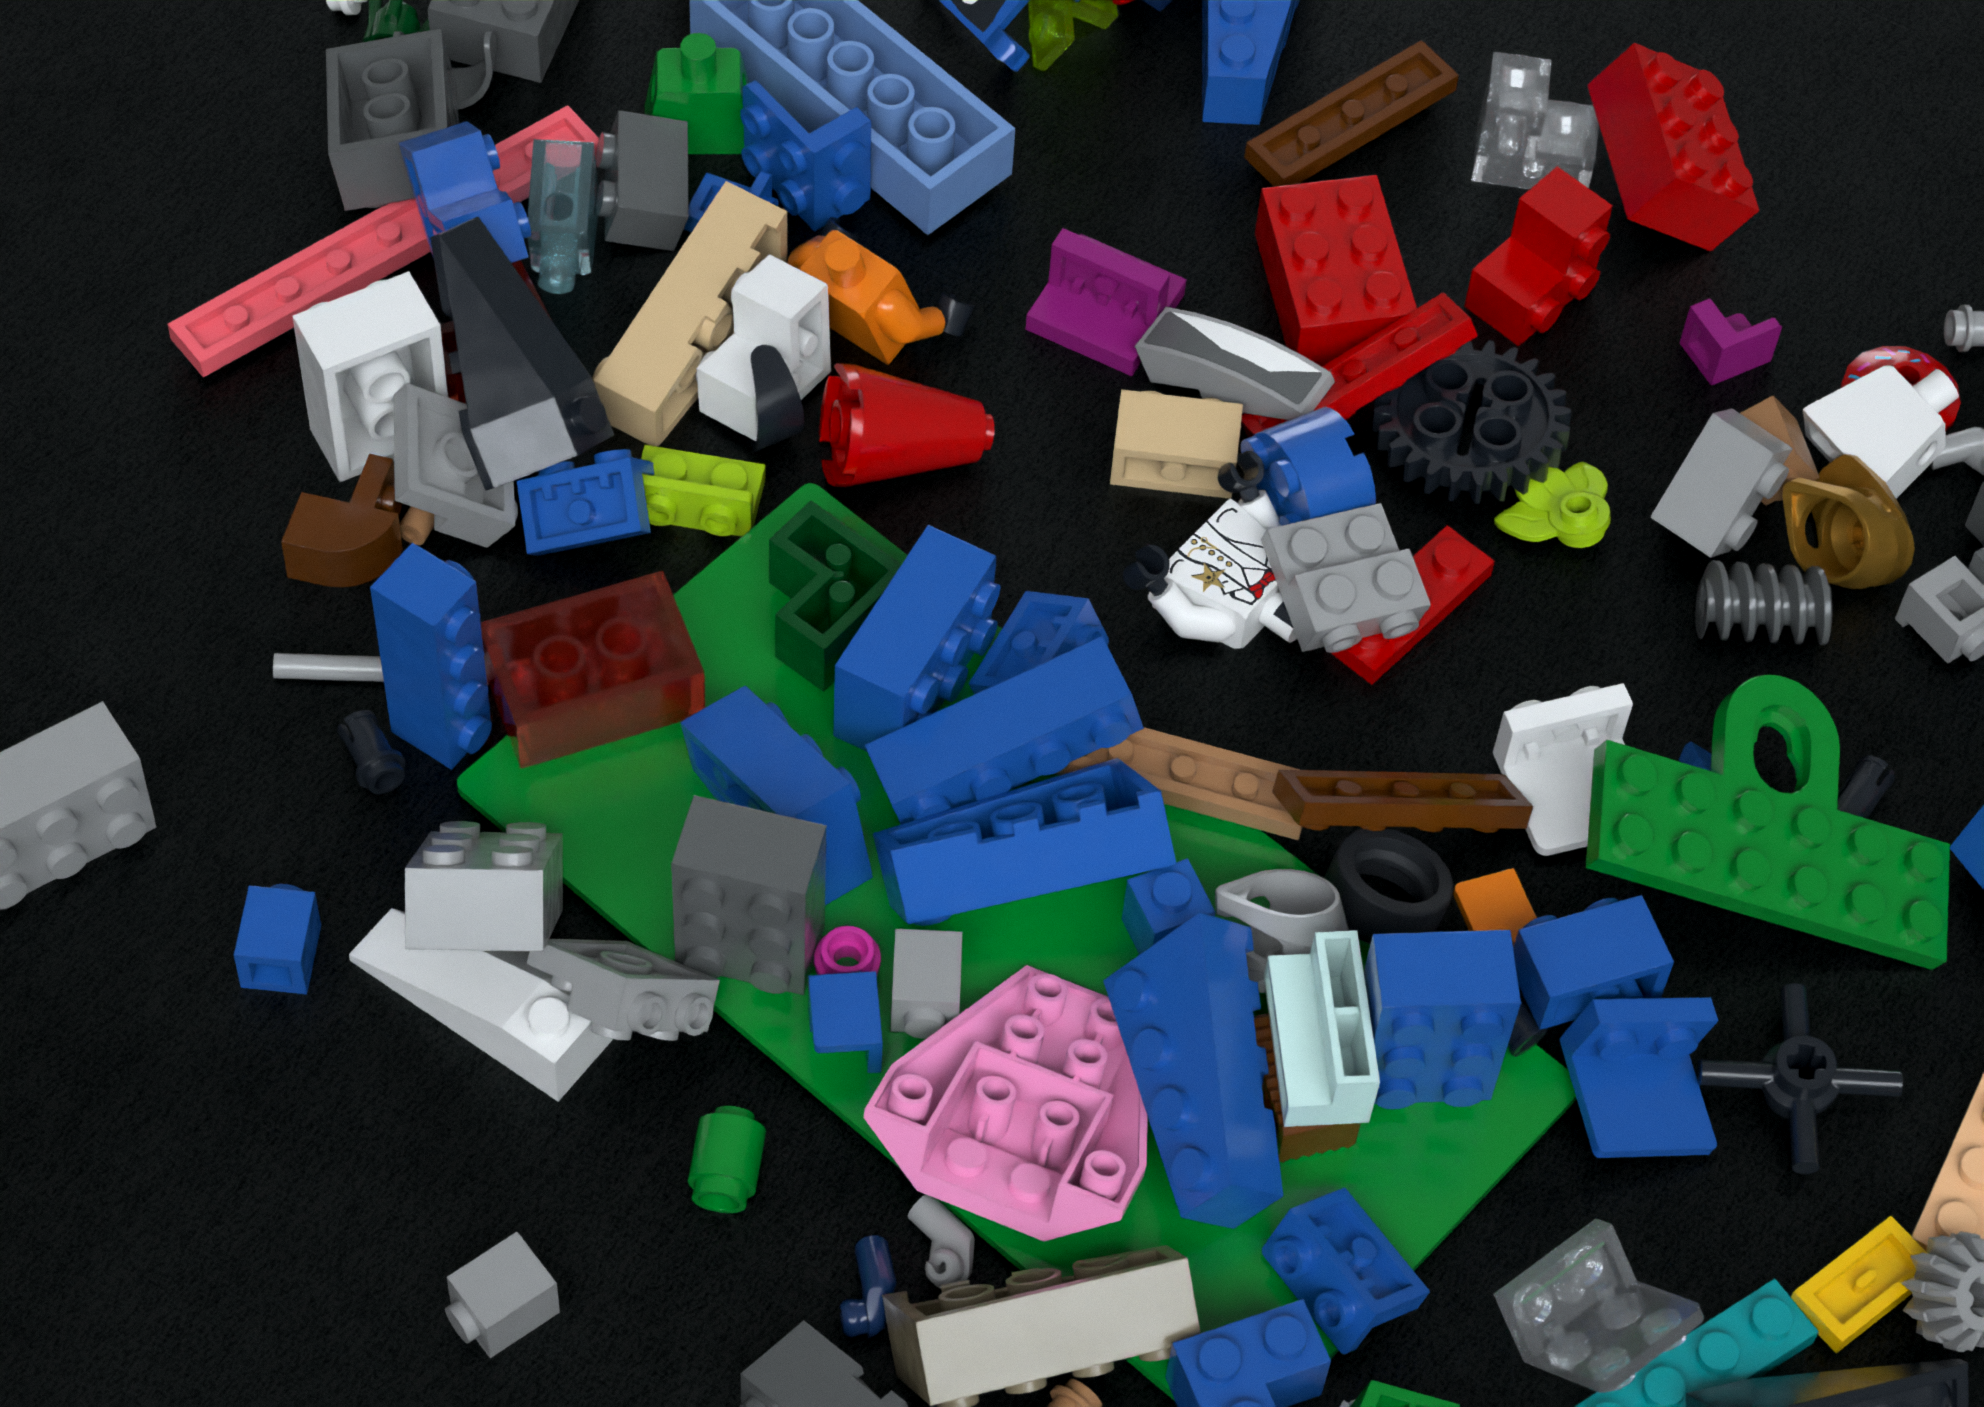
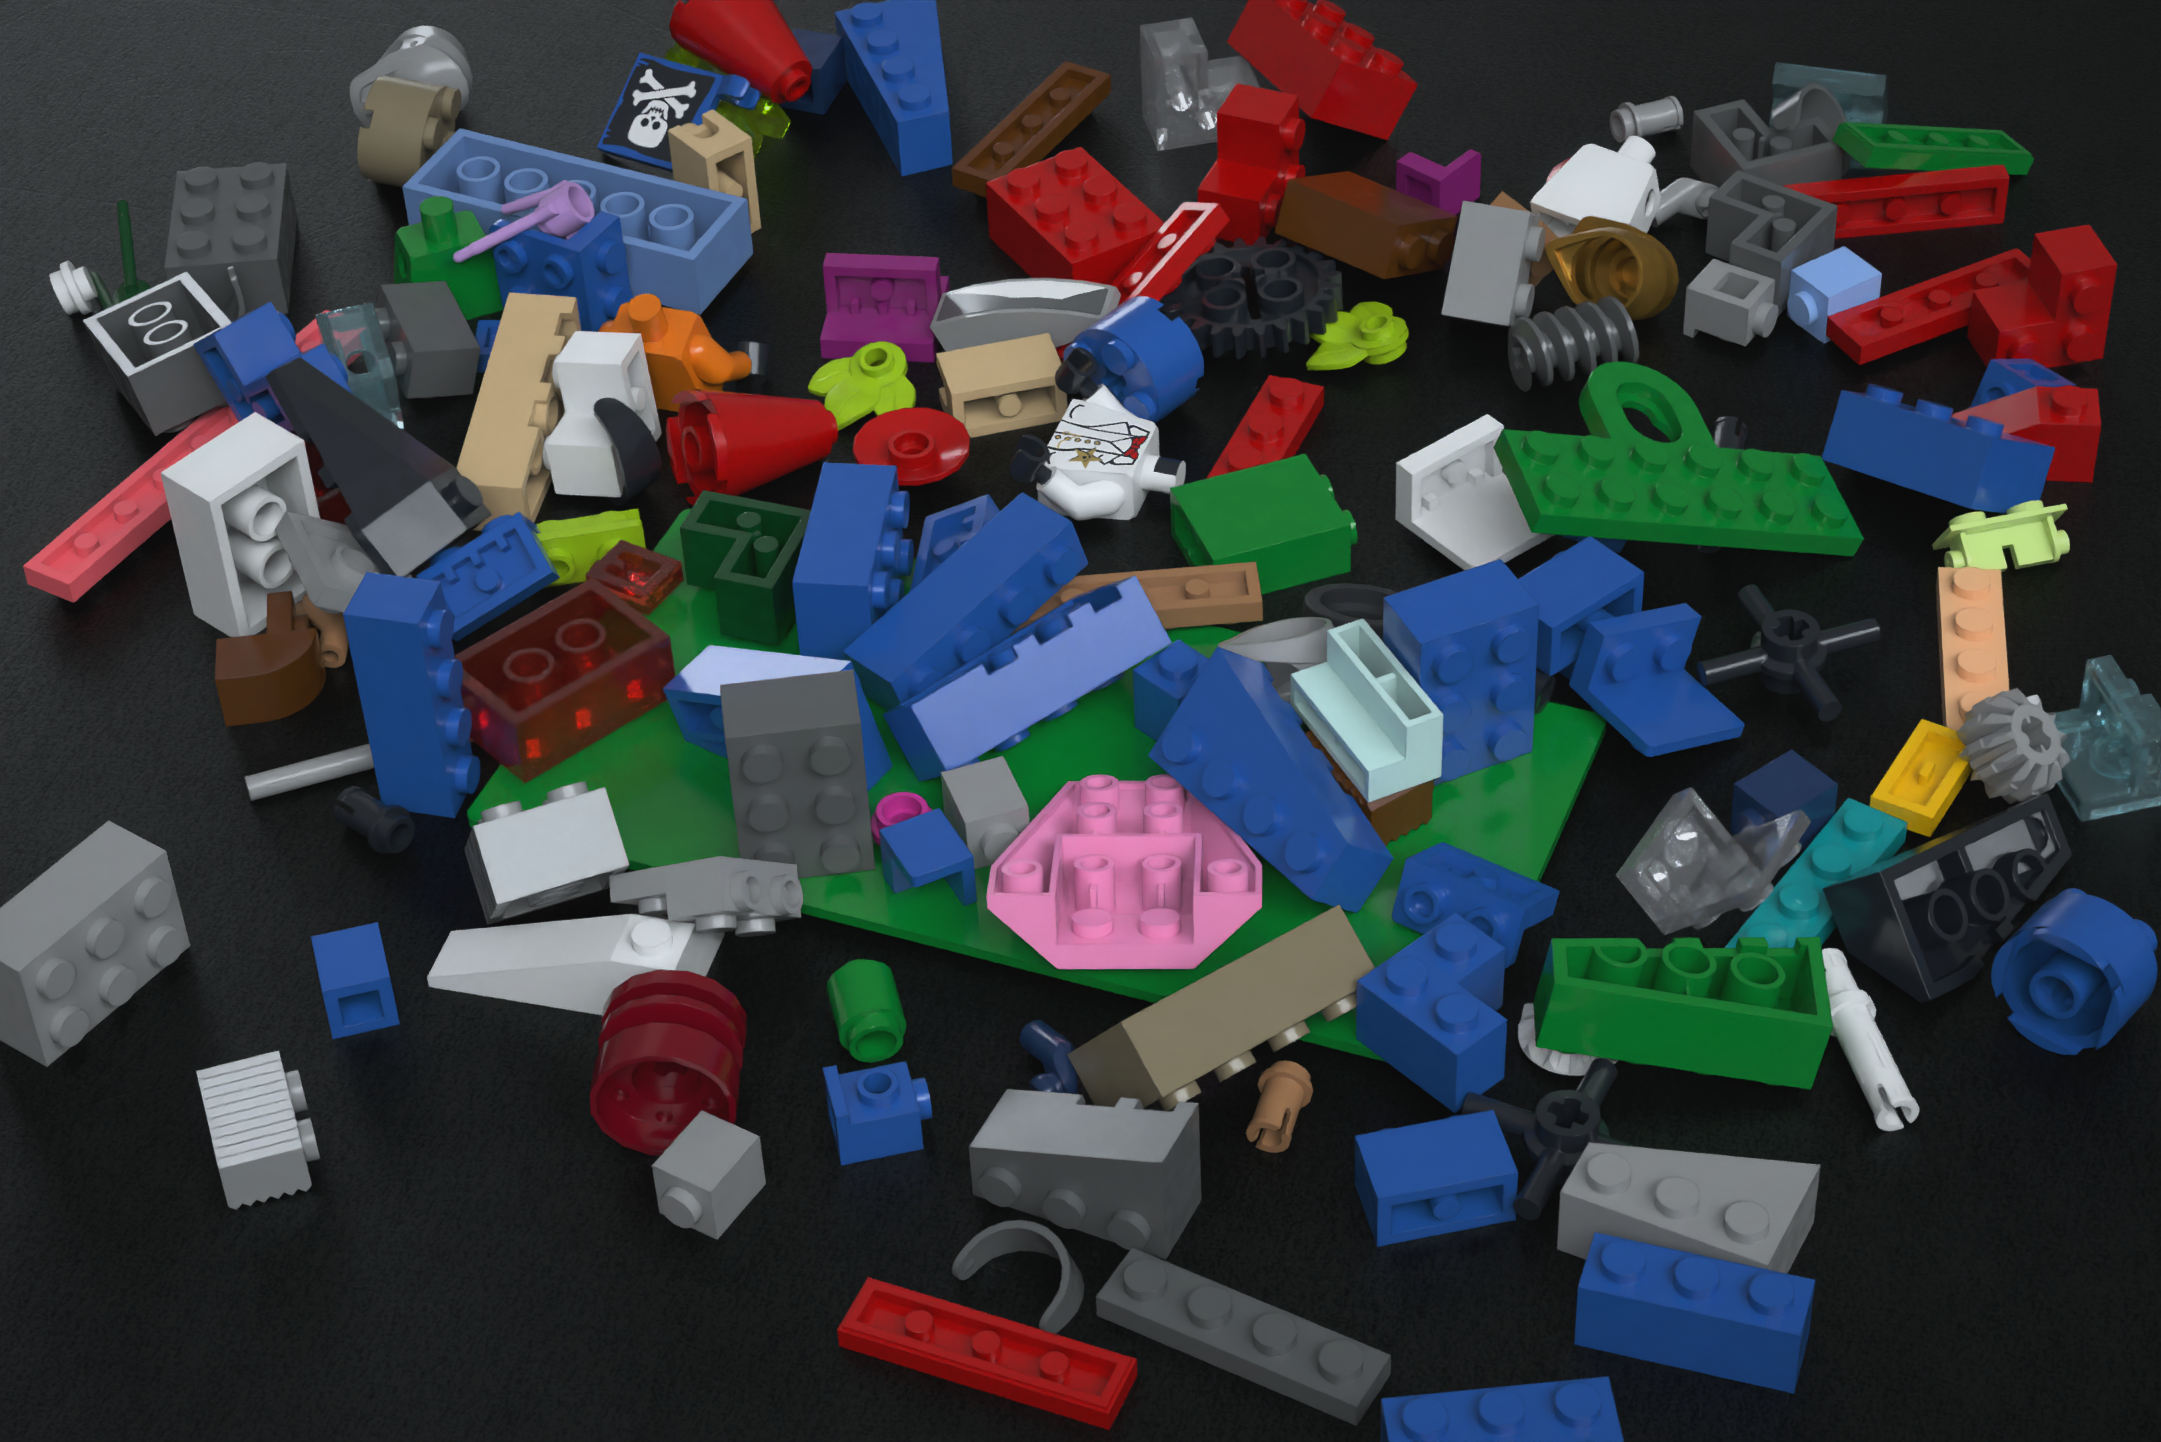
camera: 15 degrees left, 15 degrees down
(124, 1076) = (255, 1128): none -> light grey brick
(509, 1162) = (664, 1055): none -> dark red wheel
(681, 1301) = (876, 1111): none -> blue brick
(717, 560) = (638, 575): none -> clear red bracket
(816, 95) = (559, 213): none -> lavender plant
(951, 1241) = (1100, 1003): light grey arm -> none
(1004, 68) = (717, 159): none -> tan brick
(1041, 394) = (860, 386): none -> lime plate
(1055, 470) = (917, 440): none -> red dish
(1345, 579) = (1206, 420): light grey plate -> none
(1352, 711) = (1265, 515): none -> green brick
(1401, 800) = (1320, 562): reddish brown plate -> none
(1623, 376) = (1366, 224): none -> reddish brown brick
(1704, 1263) = (1783, 788): none -> dark blue brick

